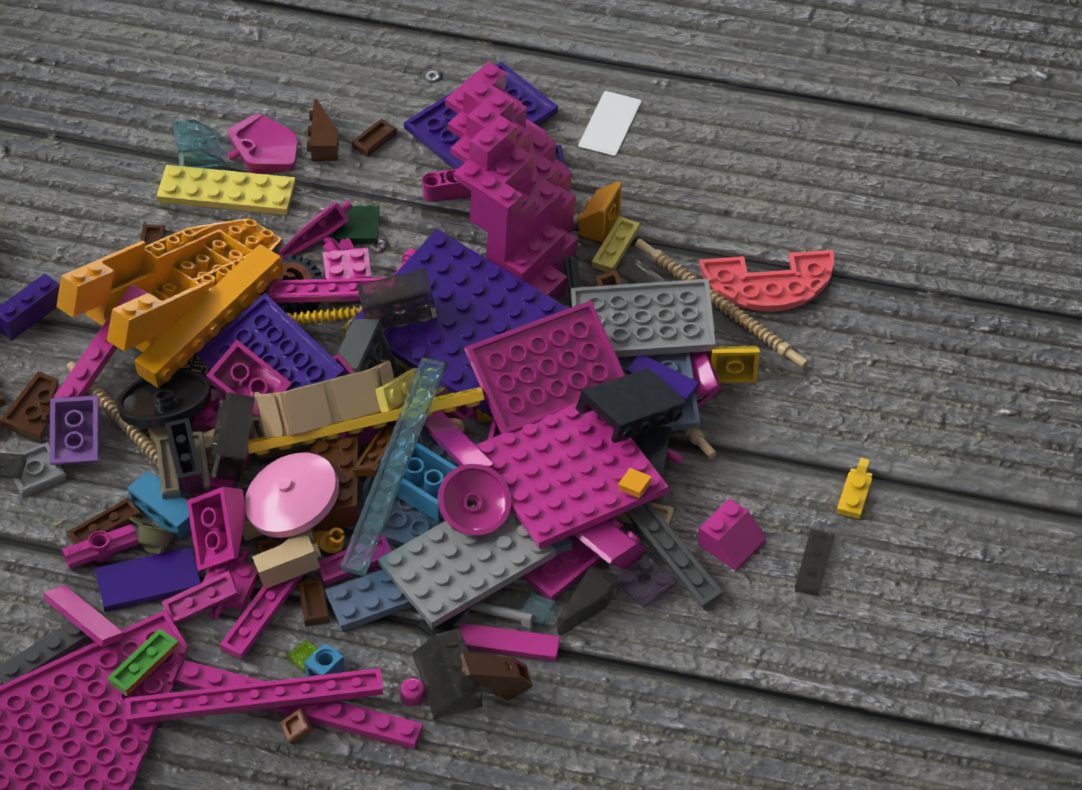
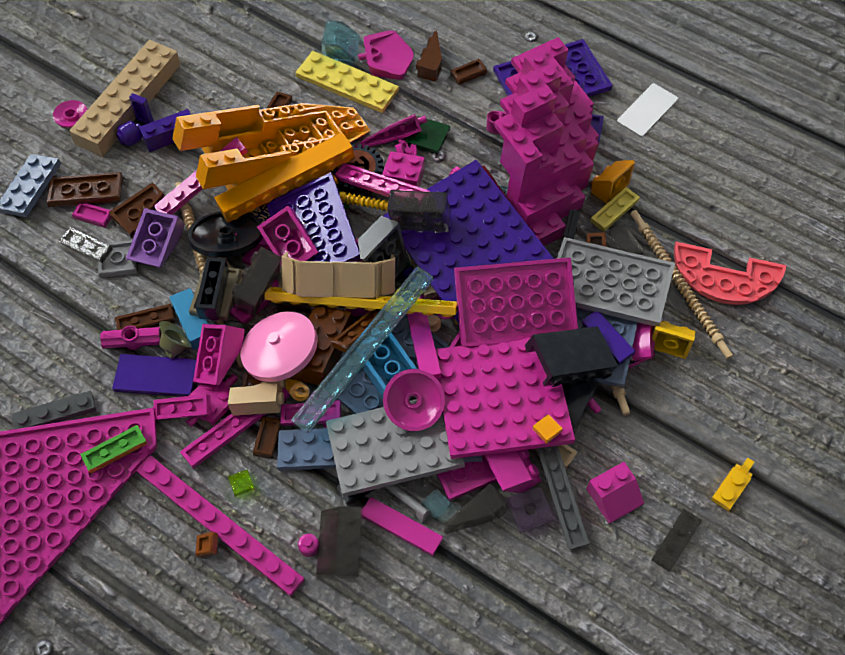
camera: 20 degrees right, 10 degrees up
(83, 616) = (91, 393): dark pink tile -> none
(253, 696) = (183, 509): dark pink plate -> none
(324, 655) = (241, 495): dark azure brick -> none
(395, 391) = (388, 285): light yellow plate -> none
(497, 673) = (374, 559): reddish brown slope -> none

